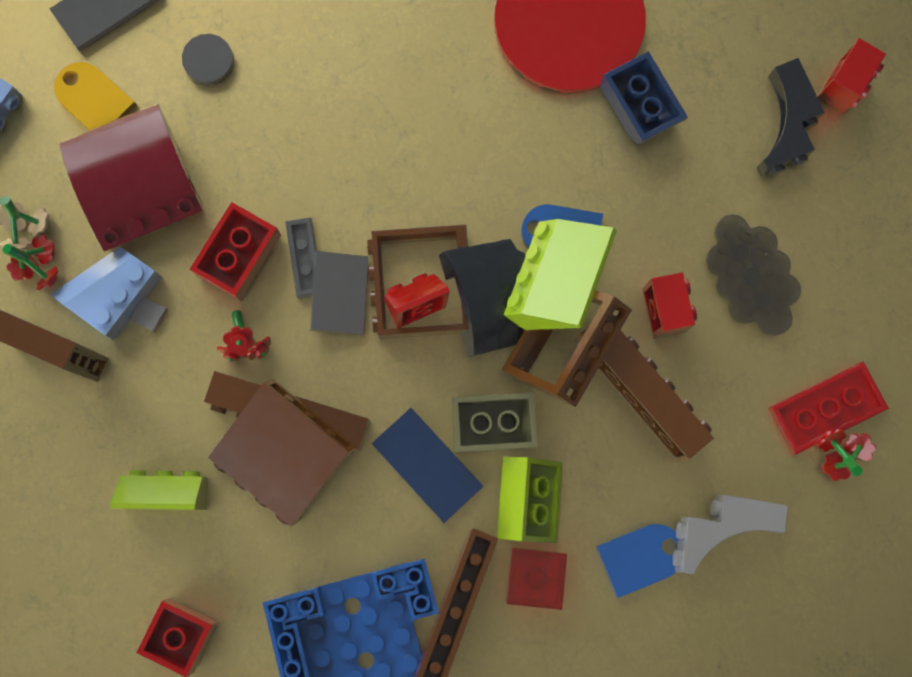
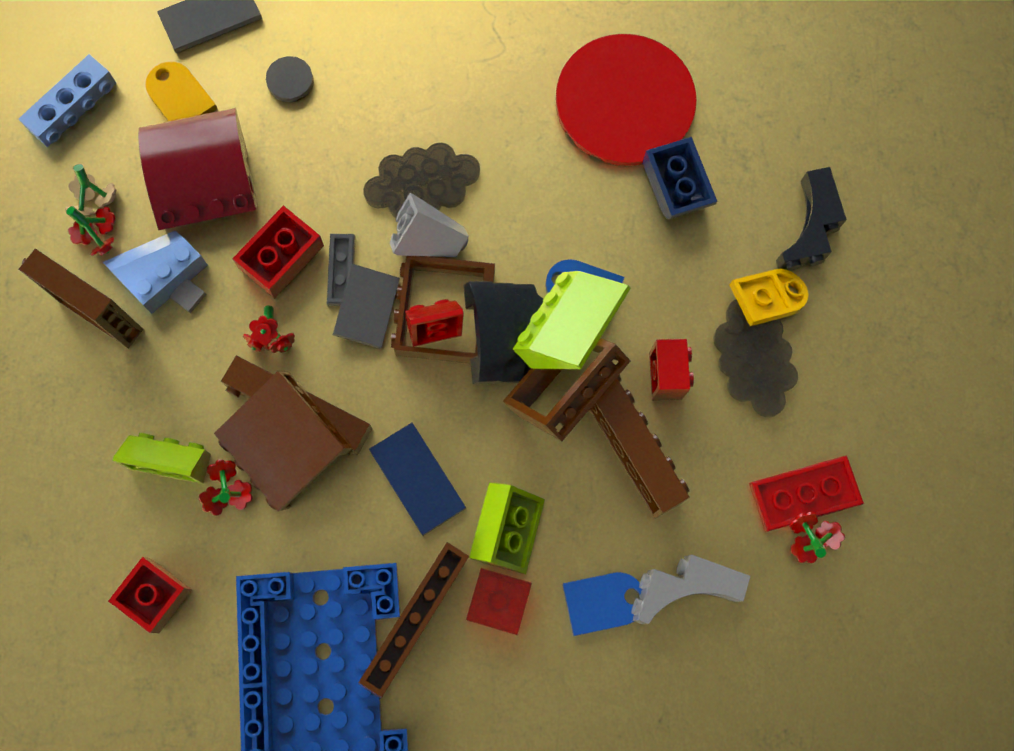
camera: 10 degrees right, 5 degrees down
(223, 524) = (217, 499): none -> red plant
(371, 146) = (430, 174): none -> clear smoke plate
(387, 202) = (426, 231): none -> light grey slope
(494, 422) = (486, 449): olive brick -> none
(755, 207) = (767, 295): none -> yellow tile
(852, 76) = (877, 192): red brick -> none

